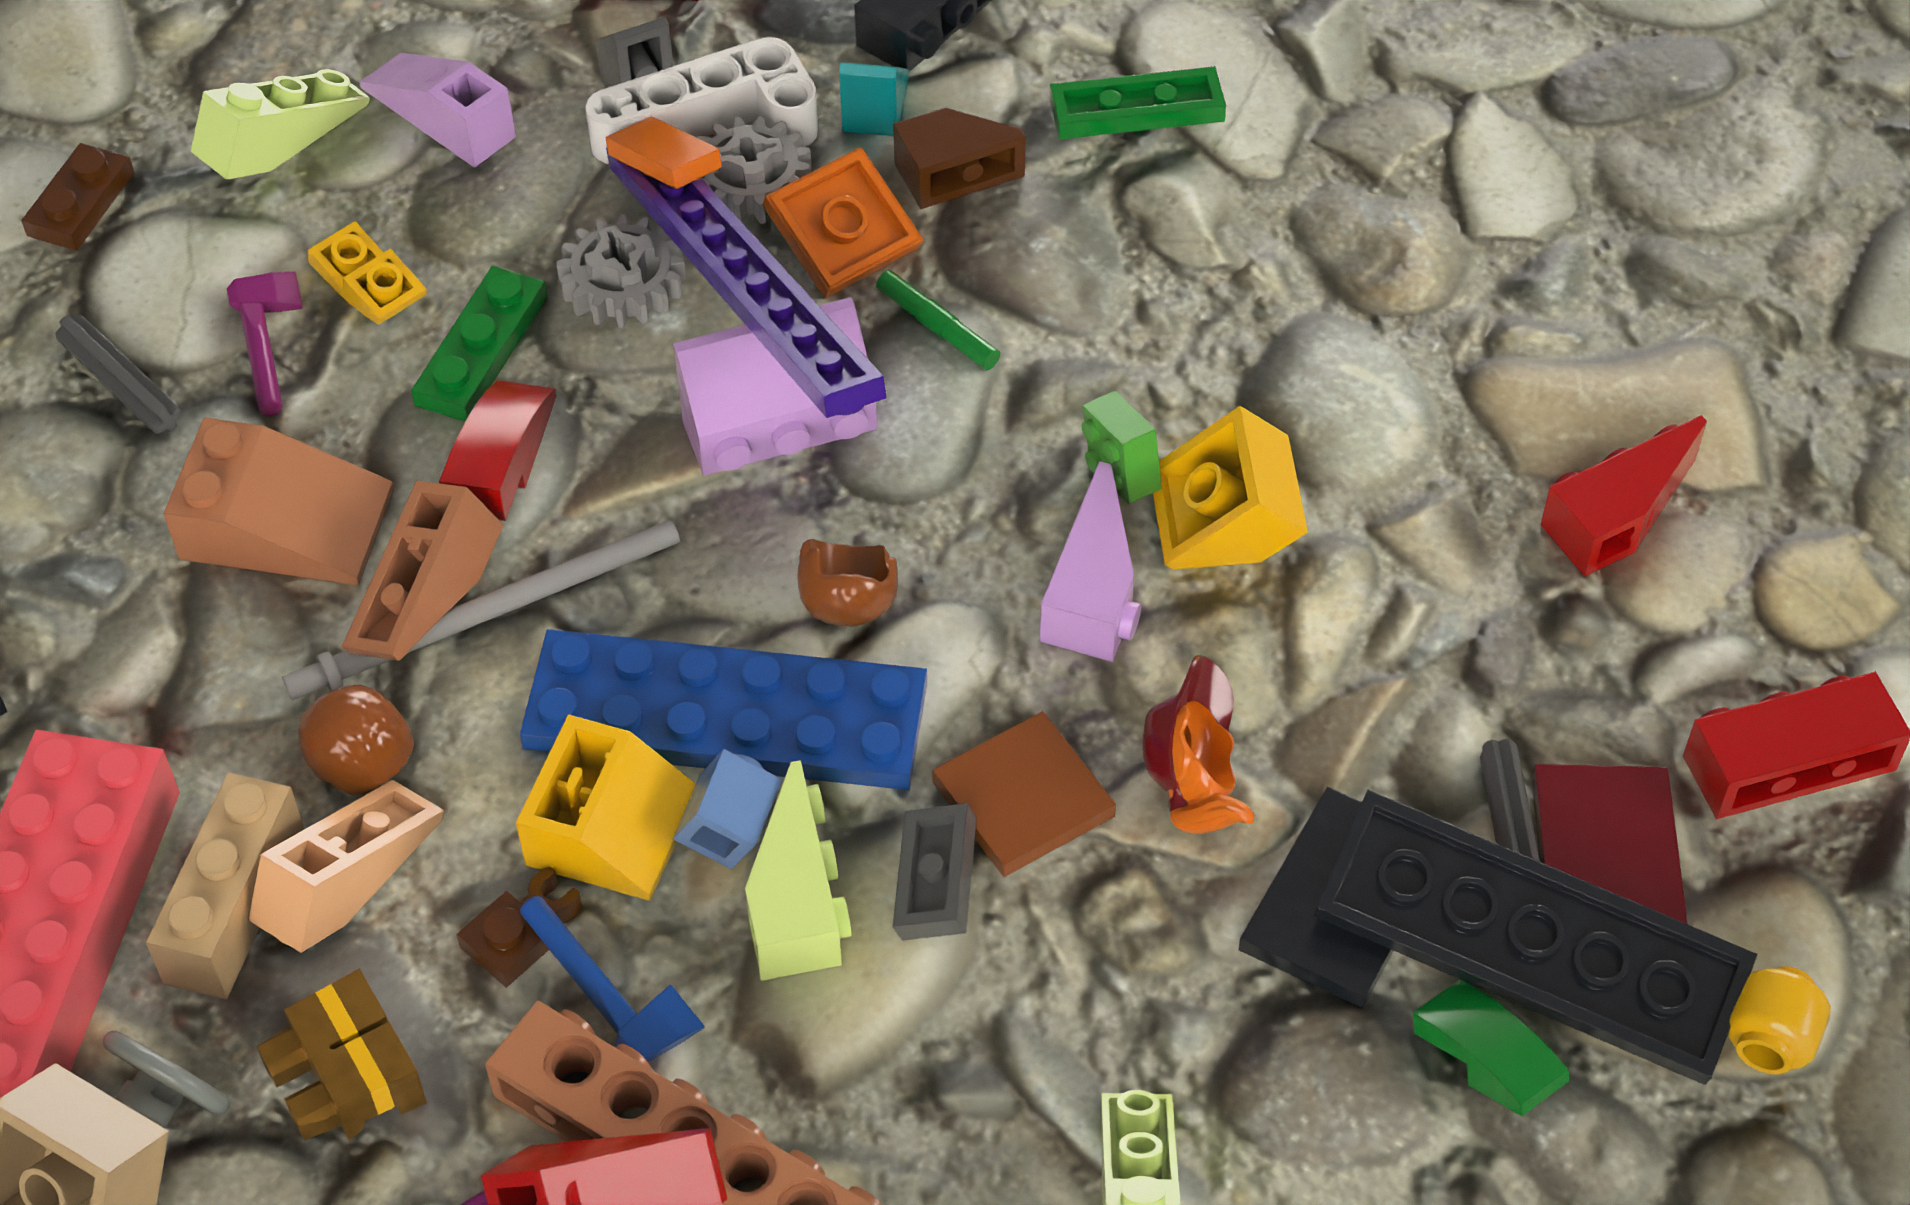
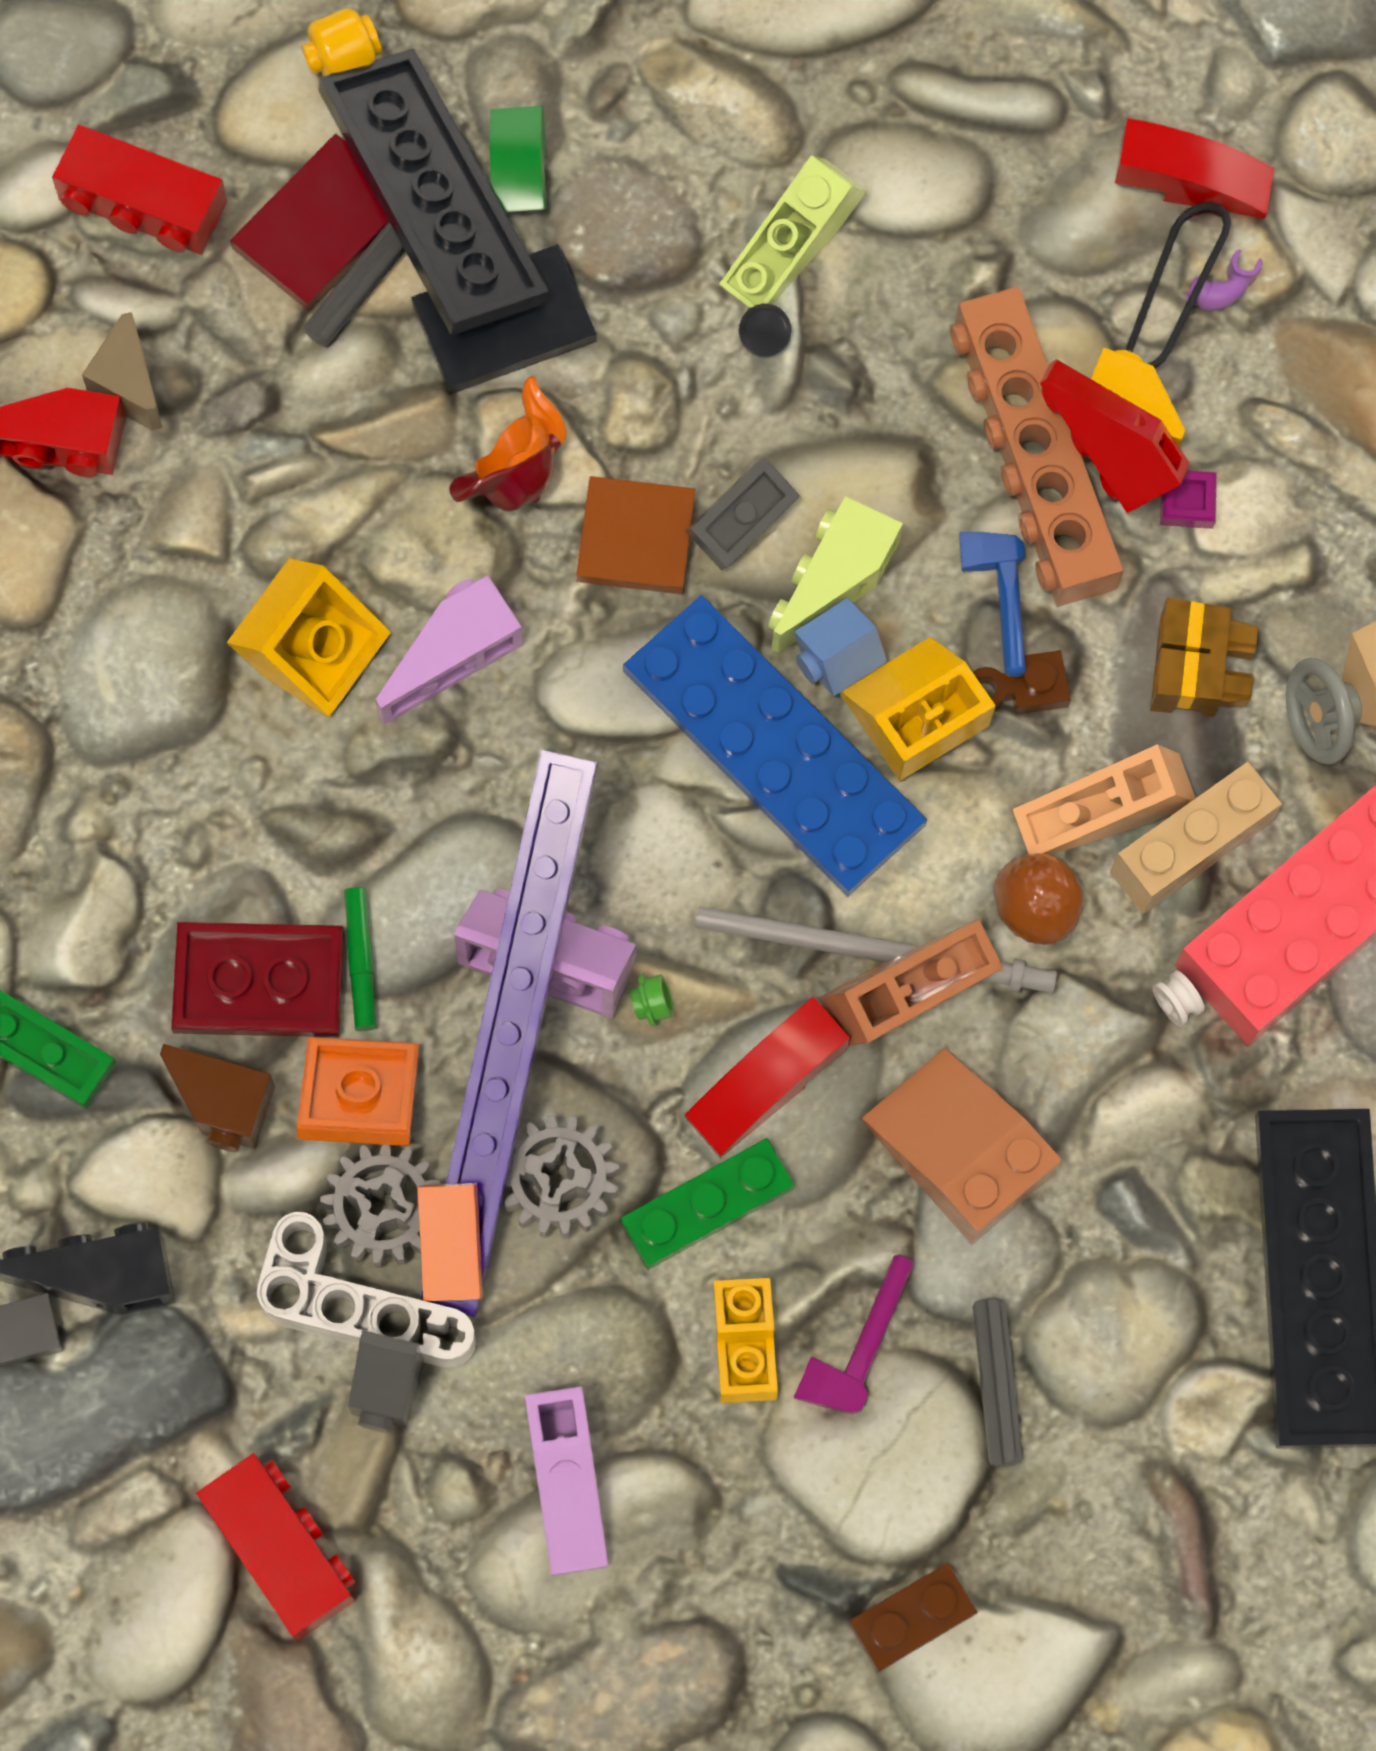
camera: 145 degrees left, 20 degrees up
(152, 732) = (1178, 998): none -> white bush
(268, 122) = (703, 1566): yellowish green slope -> none
(655, 440) = (652, 999): none -> bright green plate
(846, 582) = (629, 759): dark orange hair -> none
(871, 97) = (213, 1218): teal slope -> none
(1006, 257) = (257, 979): none -> dark red tile
(1079, 1076) = (764, 330): none -> black piece
(1124, 440) = (348, 719): bright green piece -> none
(1615, 583) = (122, 371): none -> dark tan slope

